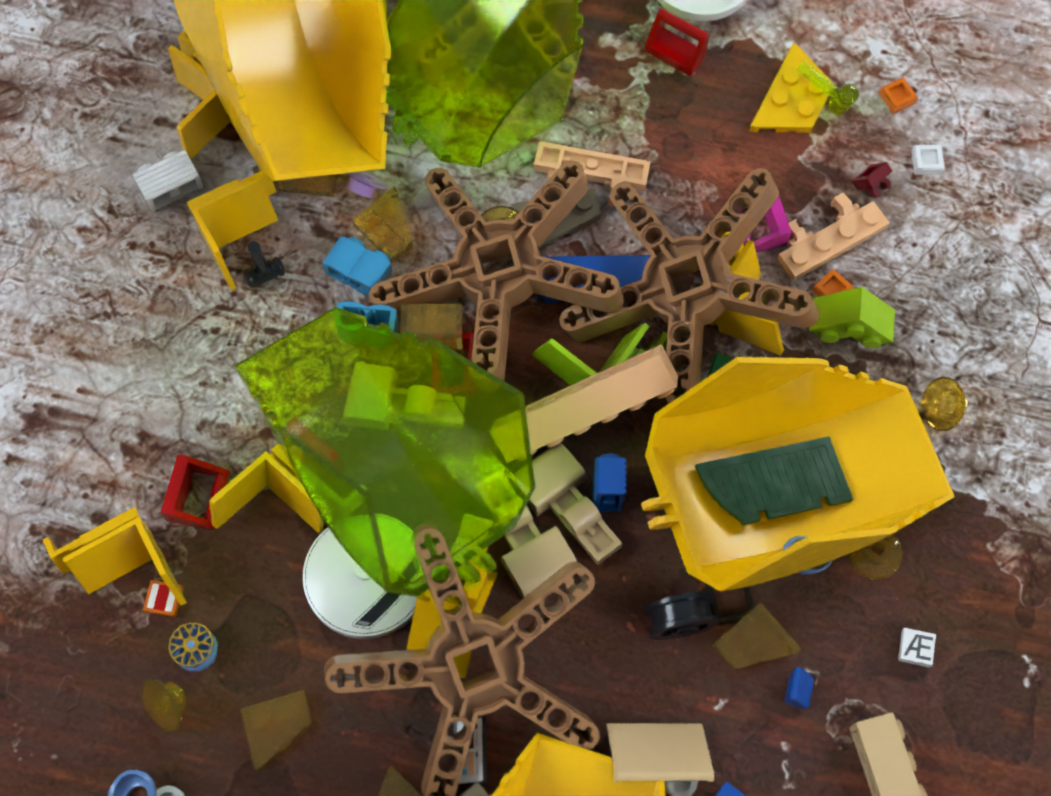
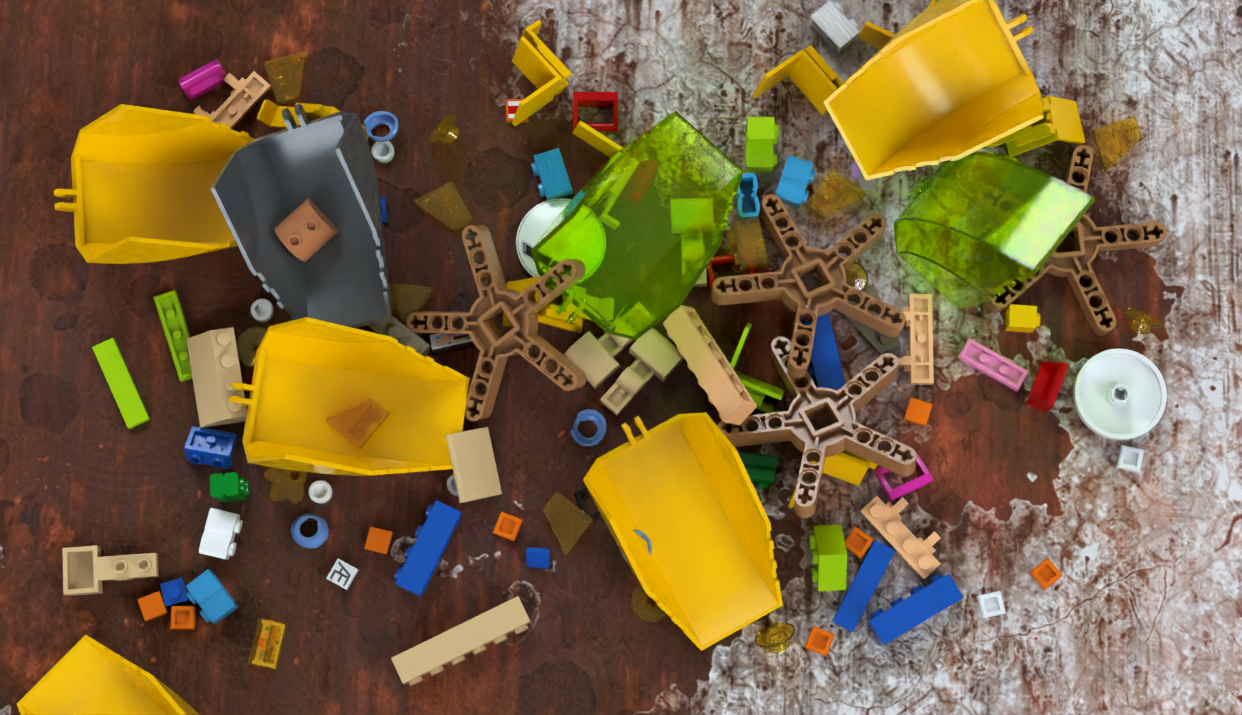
camera: 80 degrees right, 10 degrees up
(193, 648) = (487, 139): medium blue wheel -> none
(263, 270) = (773, 109): black piece -> none
(269, 567) = (552, 175): none -> dark azure brick
(294, 295) = (759, 141): none -> lime brick
(591, 54) = (1021, 318): none -> yellow brick
(609, 483) = (658, 395): blue brick -> none
(637, 98) = (992, 364): none -> bright pink tile
(637, 571) = (594, 416): none -> medium blue piece
(680, 189) = (917, 412): none -> orange tile
(681, 615) = (569, 462): black wheel -> none
(750, 723) = (507, 526): none -> orange tile
(776, 481) = (686, 518): dark green piece -> none
(792, 99) = (1024, 489): yellow wing -> none
(841, 98) = (1027, 526): clear neon green piece -> none
(871, 177) = (961, 559): dark red tile -> none
(908, 306) = (863, 586): none -> blue tile
(917, 647) = (584, 637): white tile -> none
(927, 240) = (914, 609): none -> blue brick
(951, 357) = (819, 641): none -> orange tile

